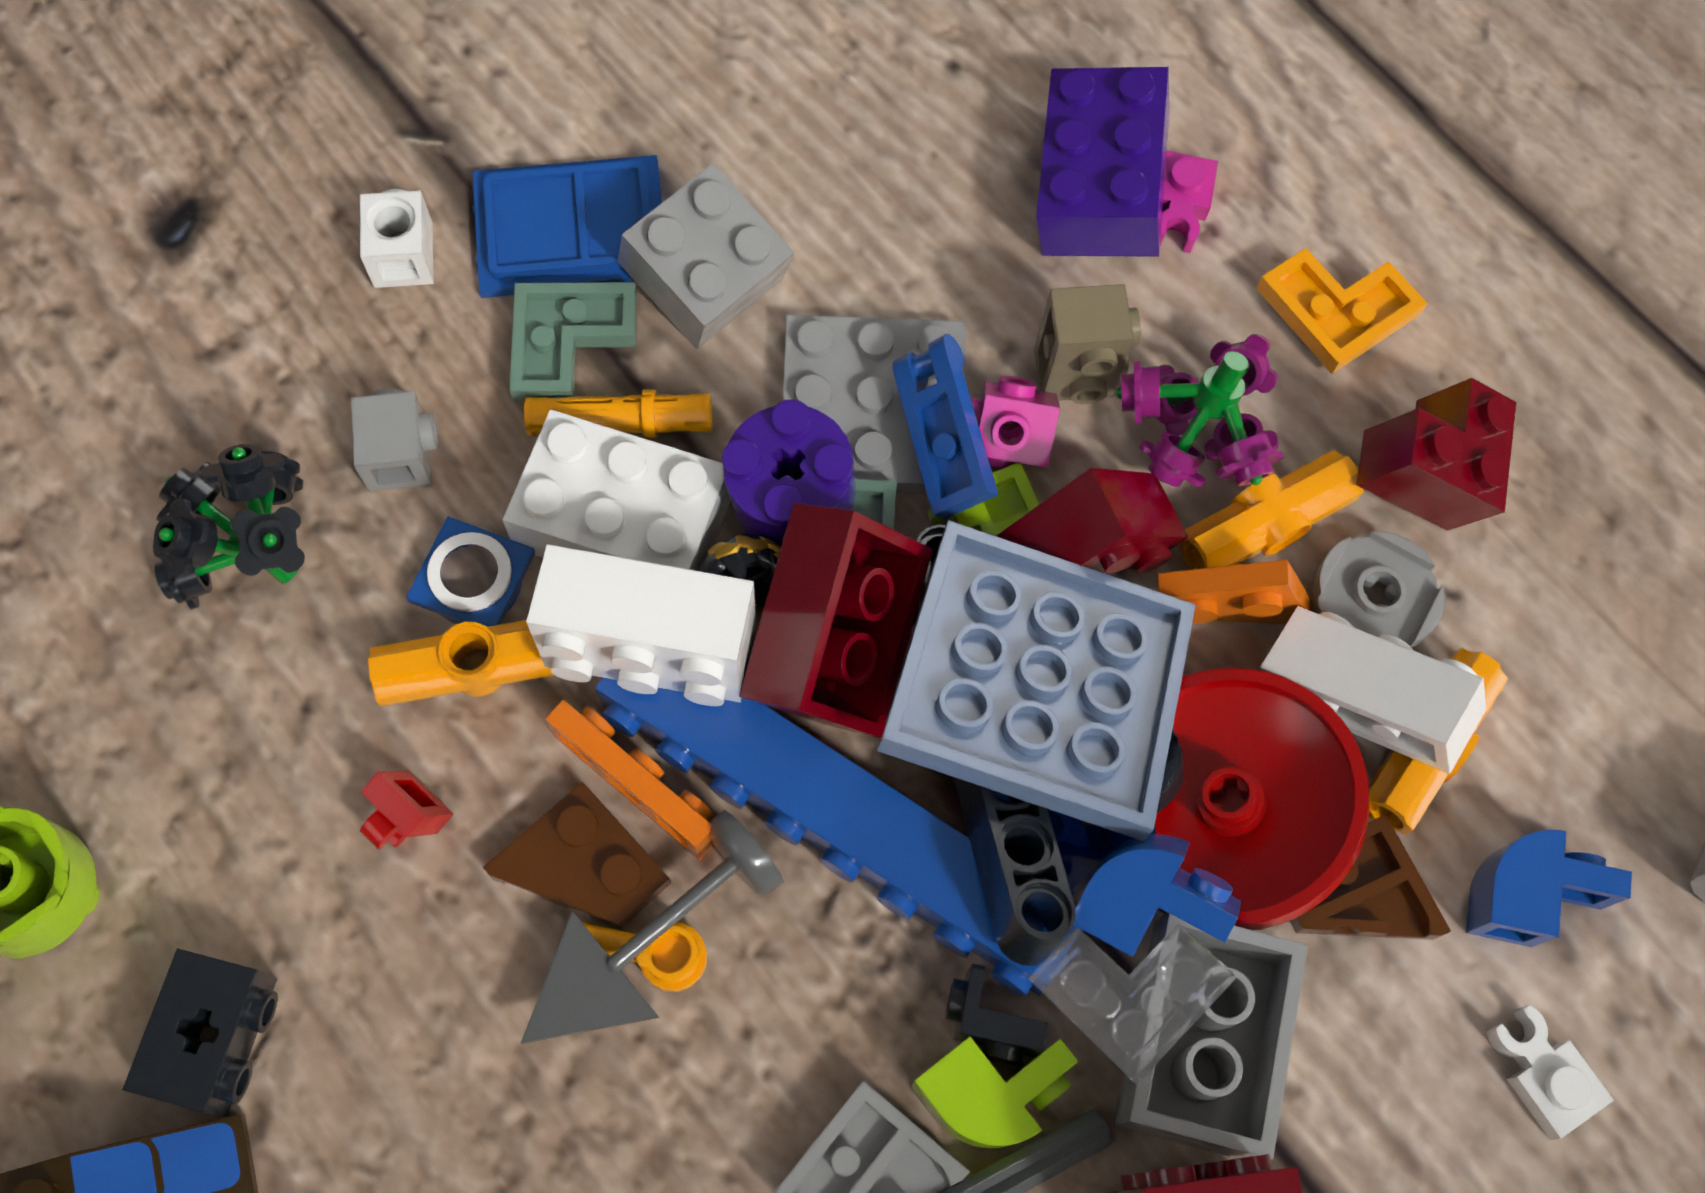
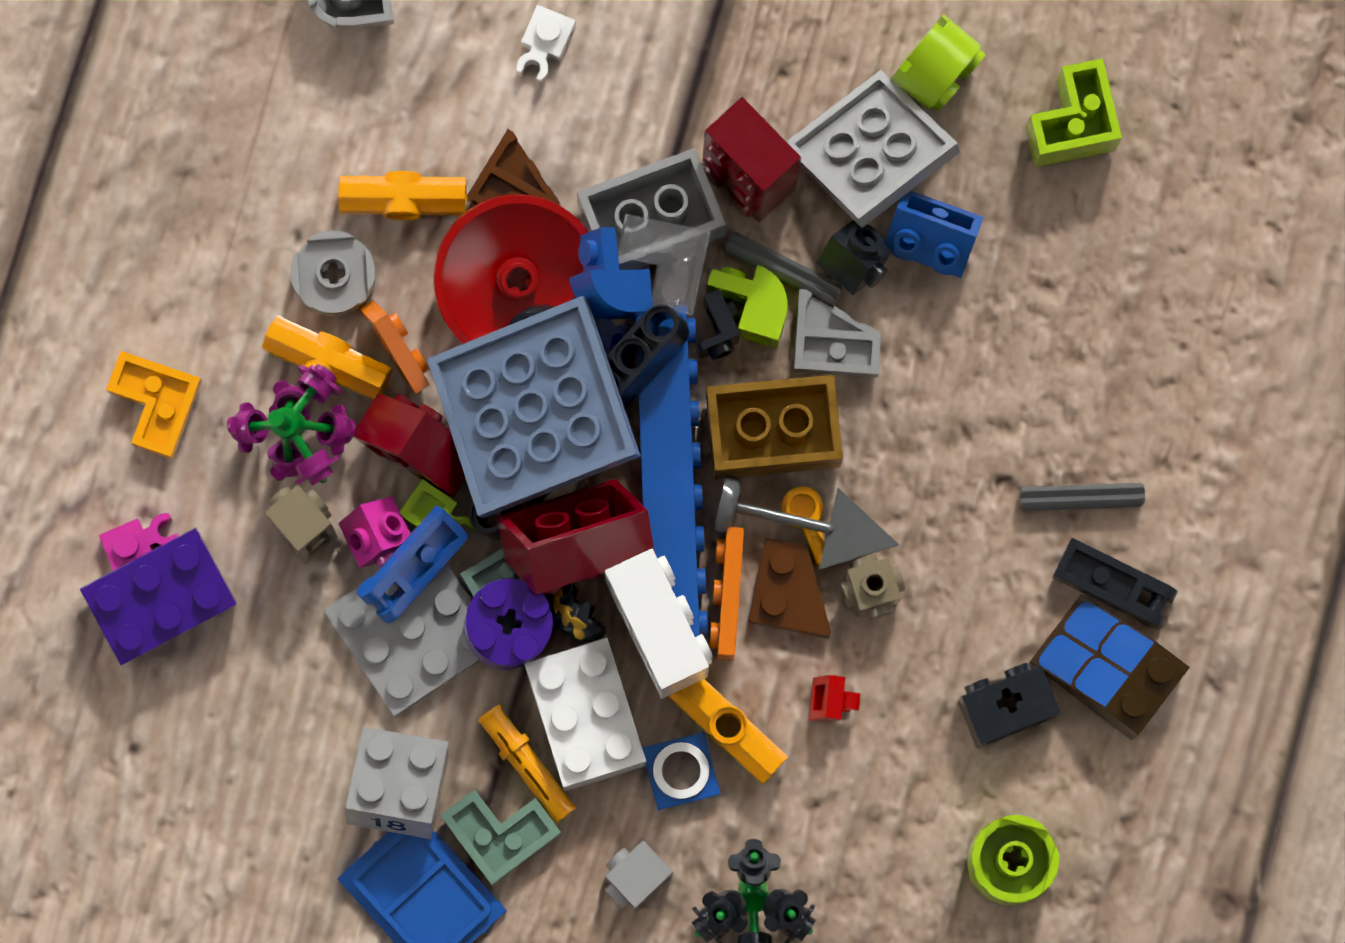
camera: 125 degrees left, 10 degrees up
(512, 982) = (870, 602): none -> dark tan brick
(800, 988) = (774, 426): none -> pearl gold brick
(1382, 686) = (403, 240): white brick -> none
(1444, 456) = (225, 276): dark red brick -> none
(1523, 884) = (453, 108): blue brick -> none

